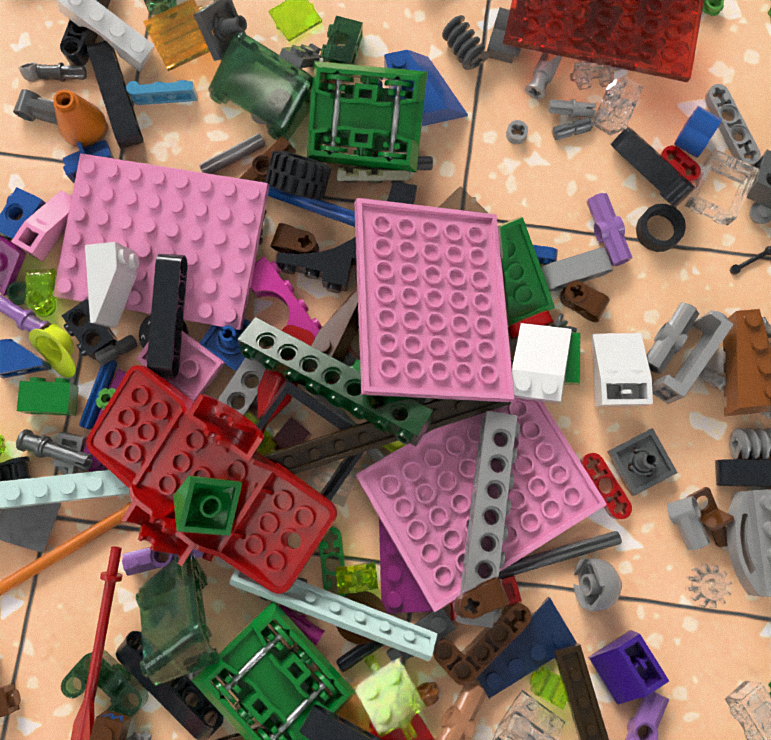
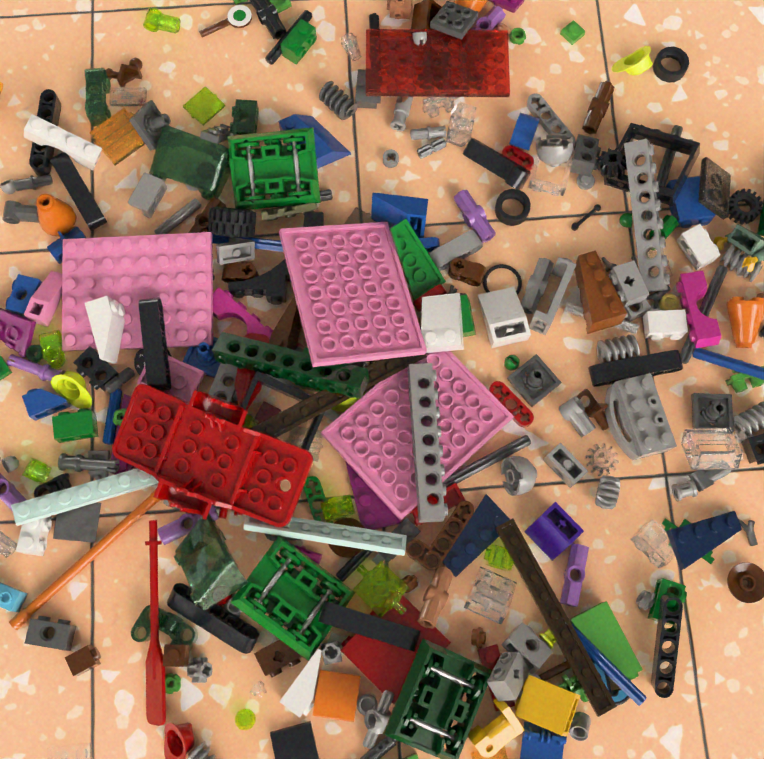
camera: 10 degrees left, 5 degrees down
(162, 92) = (113, 182): dark azure plate -> none
(200, 116) = (148, 194): none -> light grey panel
(206, 505) = (215, 469): green slope -> none
(295, 213) = (235, 251): none -> light grey slope
(485, 597) = (434, 496): reddish brown piece -> none
(514, 200) = (396, 208): none -> blue slope
(614, 434) = (509, 365): none -> green hinge
(631, 302) = (506, 267): none -> black tyre
(661, 585) = (565, 465): none -> light grey brick
(709, 632) = (607, 492): none -> light grey gear
(735, 163) = (554, 149): none -> light grey cylinder

